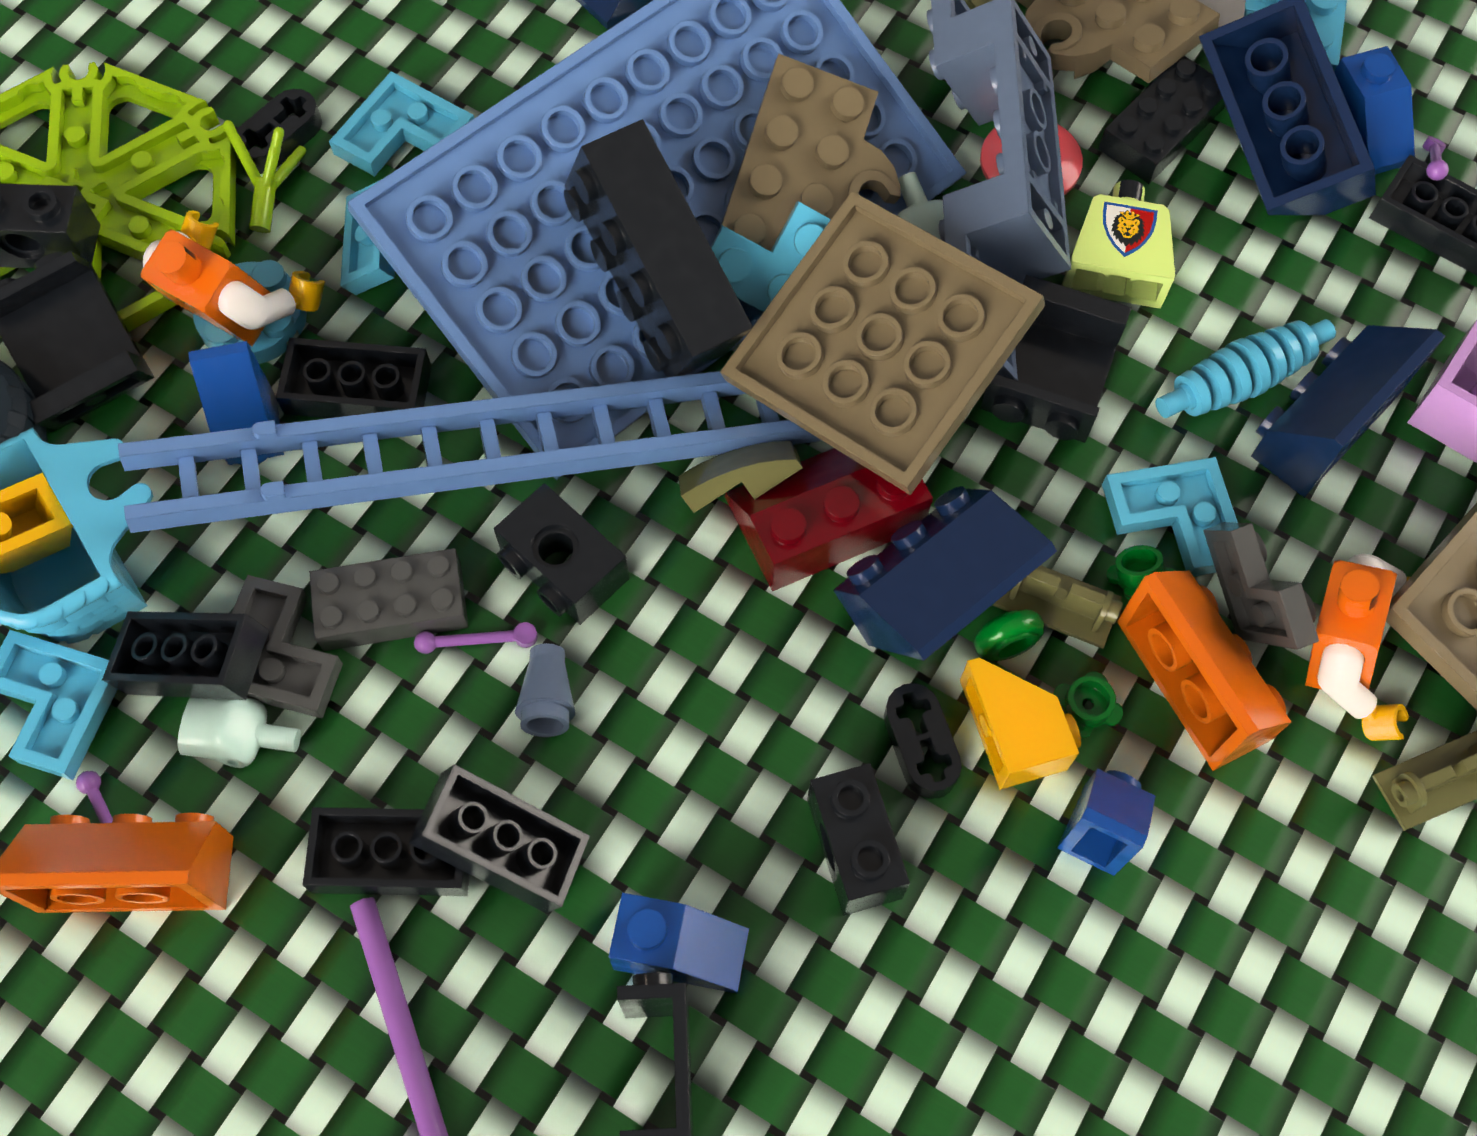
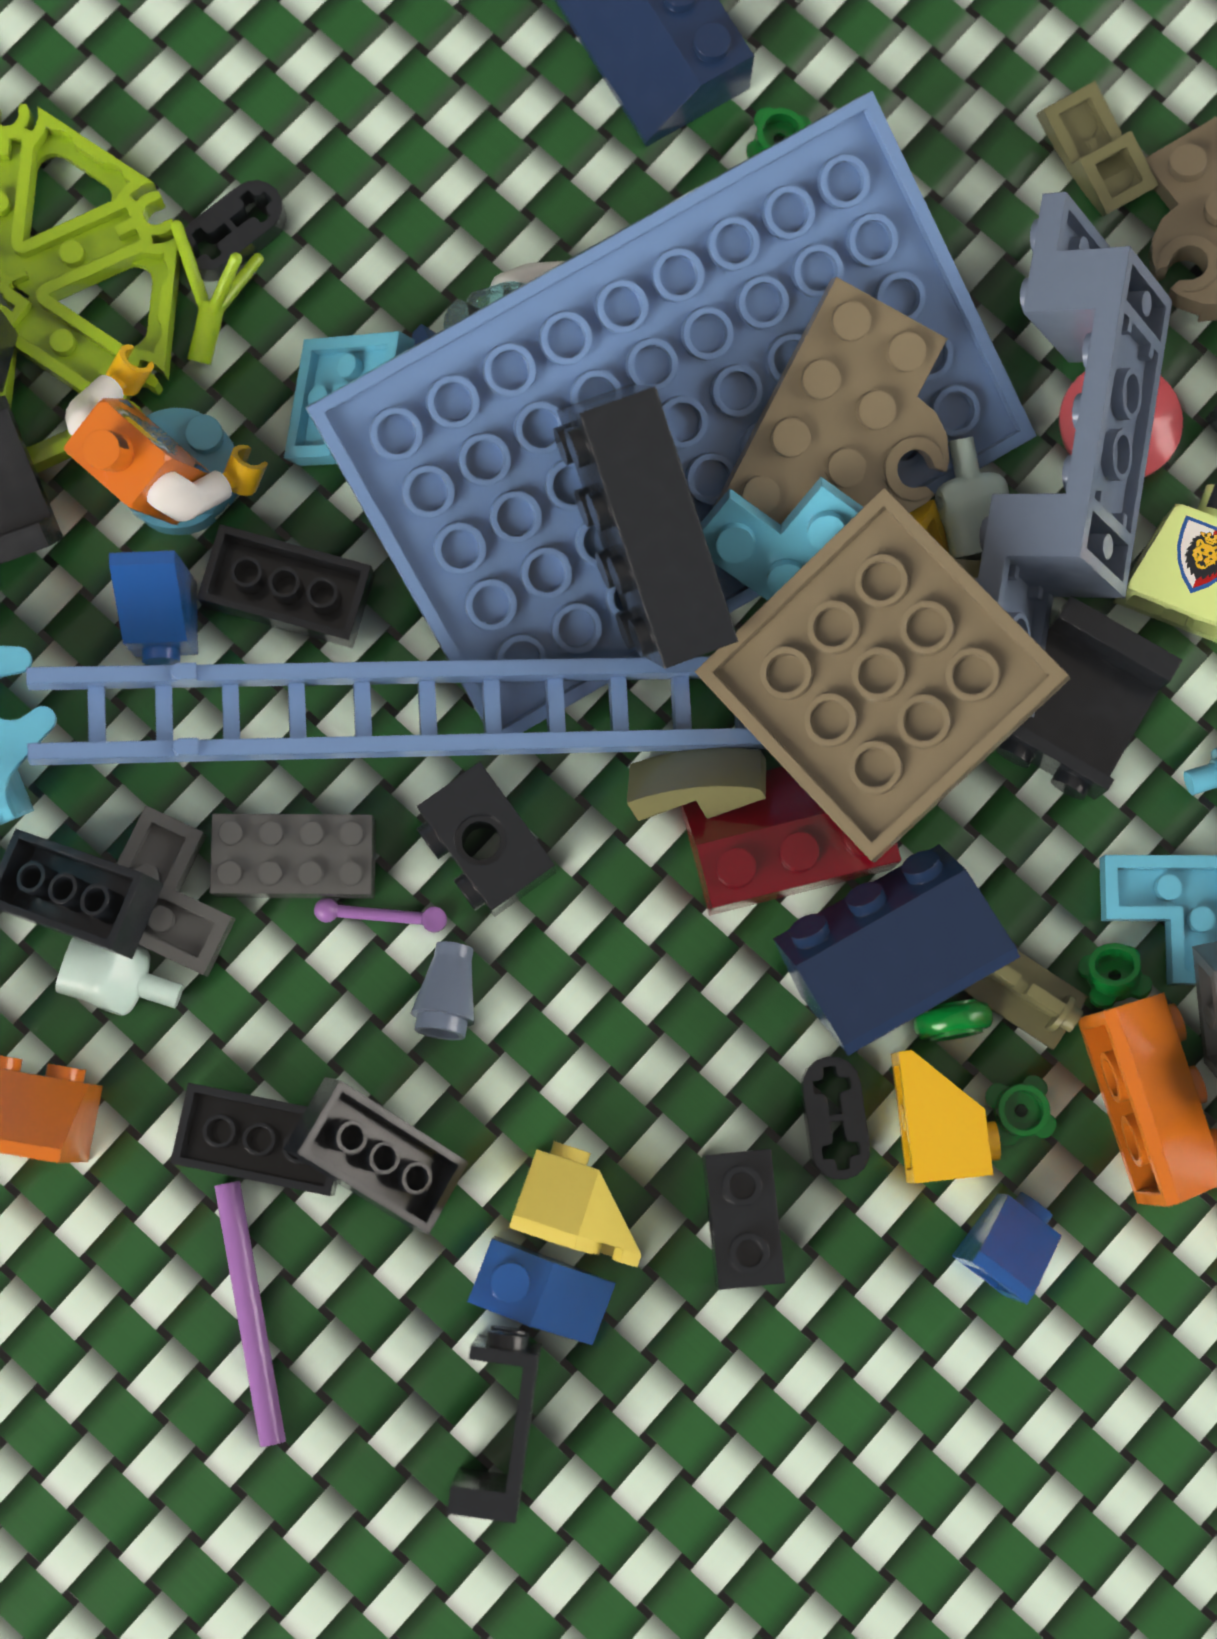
camera: 10 degrees right, 15 degrees up
(389, 117) = (374, 236): medium azure plate -> none
(696, 859) = (573, 1206): none -> light yellow slope

